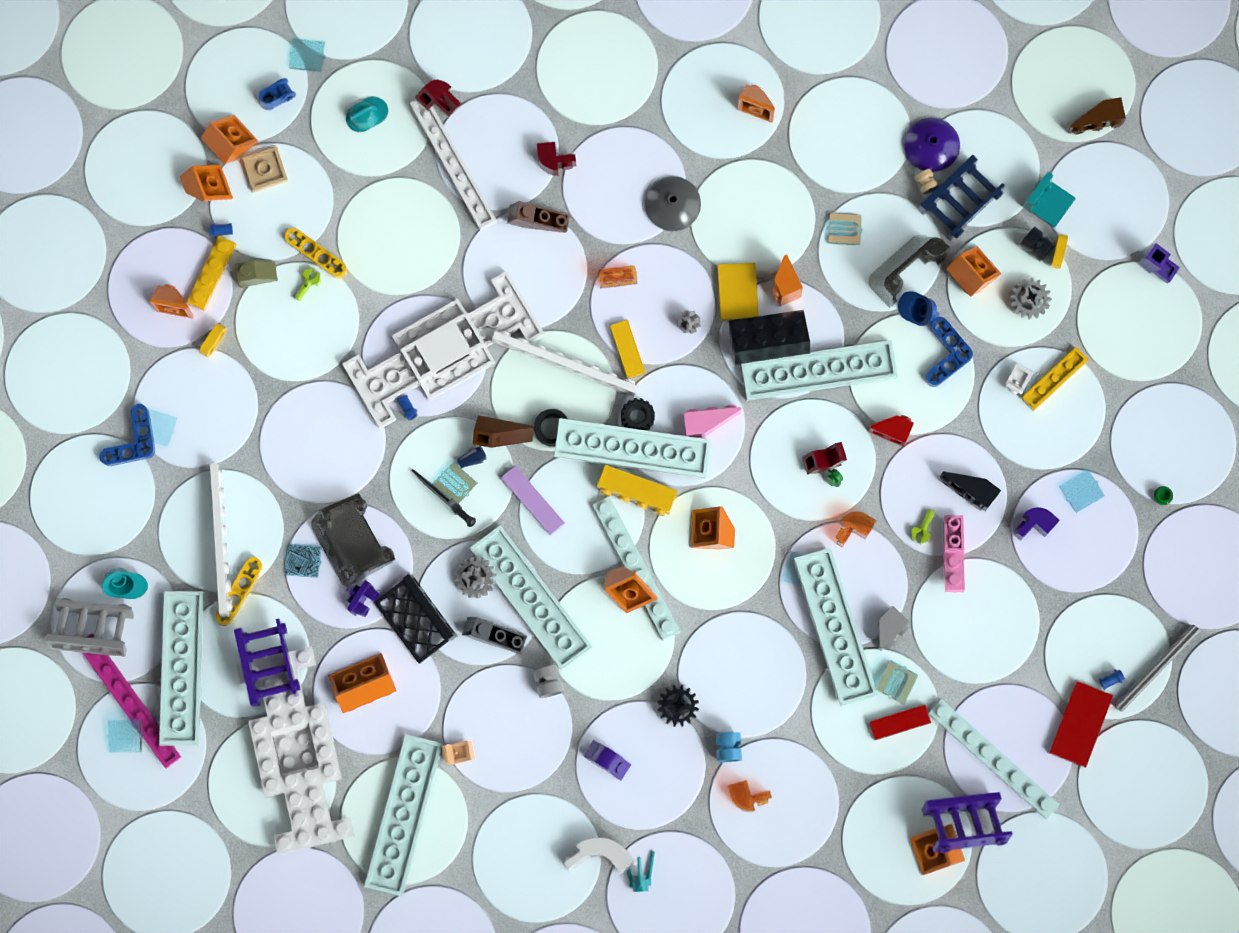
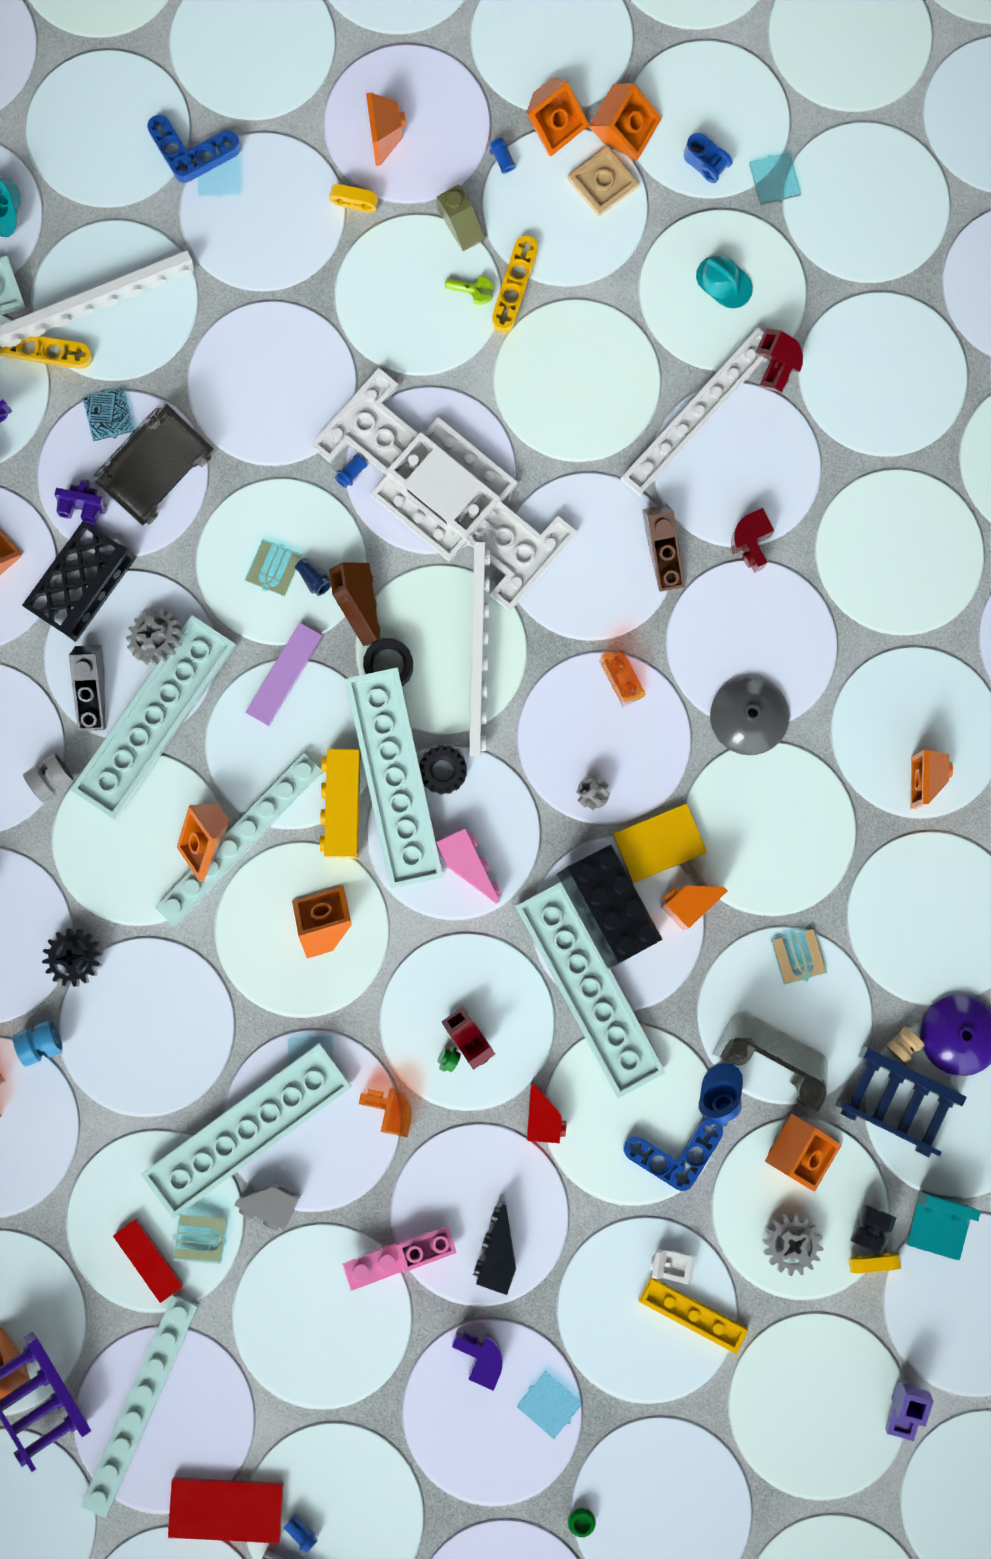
camera: 65 degrees right, 5 degrees up
(211, 273) = (441, 165): yellow plate -> none
(455, 508) = (237, 570): black sword -> none
(627, 349) = (529, 725): yellow tile -> none
(924, 526) = (424, 1203): lime bar -> none

